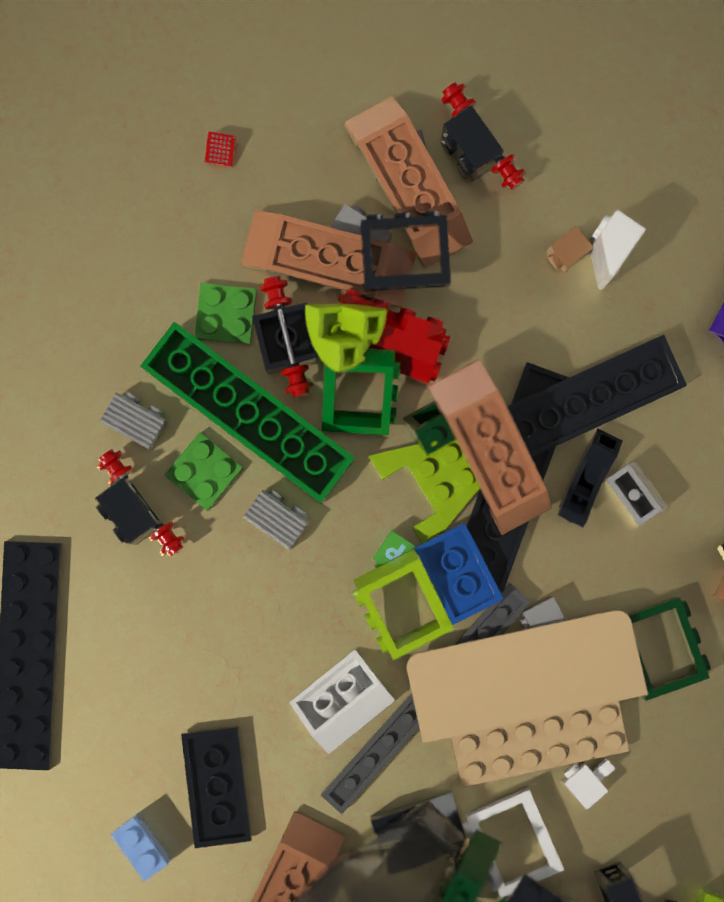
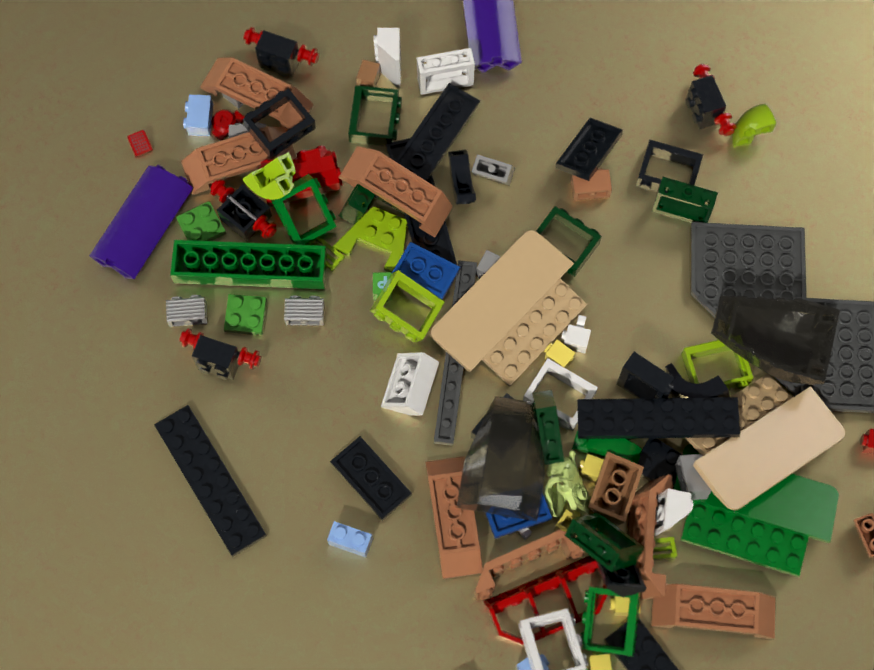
camera: 35 degrees left, 15 degrees down
(154, 262) = (141, 221): none -> dark purple cylinder
(318, 160) = (199, 115): none -> light blue brick
(346, 188) = (222, 120): none -> red piece
(360, 477) = (335, 262): none -> lime tile
(545, 269) = (376, 94): none -> dark green window
(547, 792) = (559, 354): none -> light yellow brick
(669, 317) = (445, 69): none -> white window

